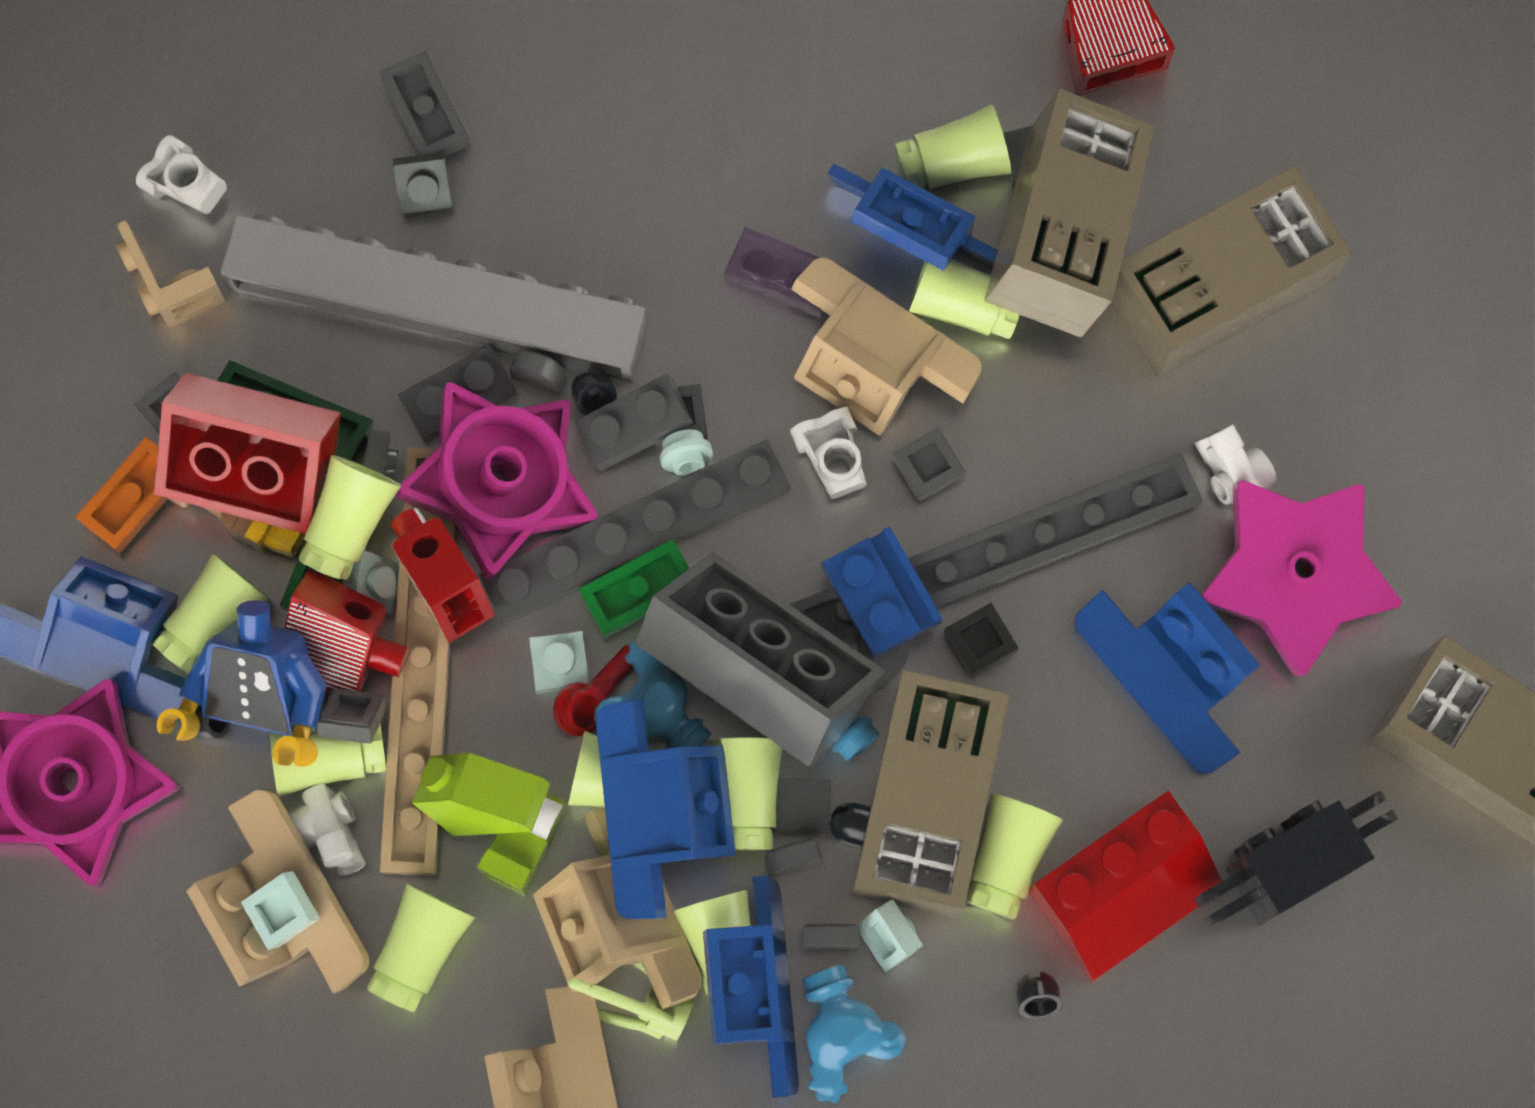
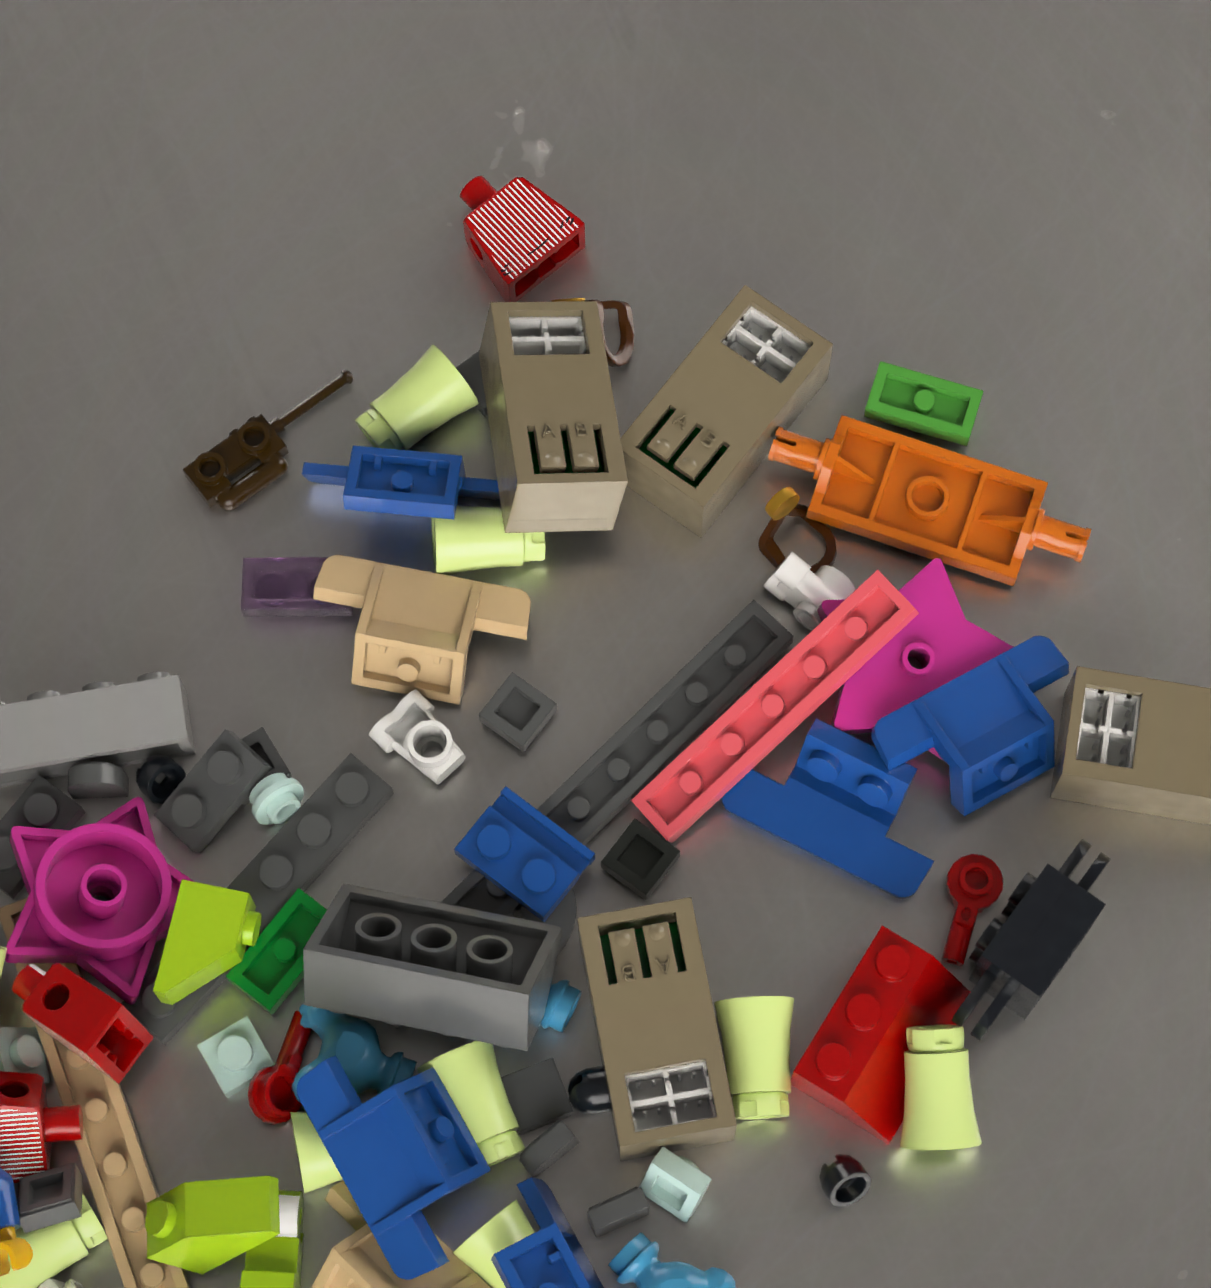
camera: 20 degrees left, 5 degrees down
(573, 549) = (204, 938): none -> lime slope
(789, 128) = (245, 447): none -> dark brown piece
(1154, 955) = (938, 1090): none -> yellowish green plant
(1158, 556) = (774, 706): none -> coral plate
(1173, 156) = (626, 329): none -> reddish brown piece
(1245, 378) = (785, 504): none -> reddish brown piece
(1265, 788) = (973, 885): none -> red plate
(1336, 650) = (982, 725): none -> blue plate
(1377, 427) = (927, 499): none -> orange plate
(1411, 338) = (923, 403): none -> bright green plate

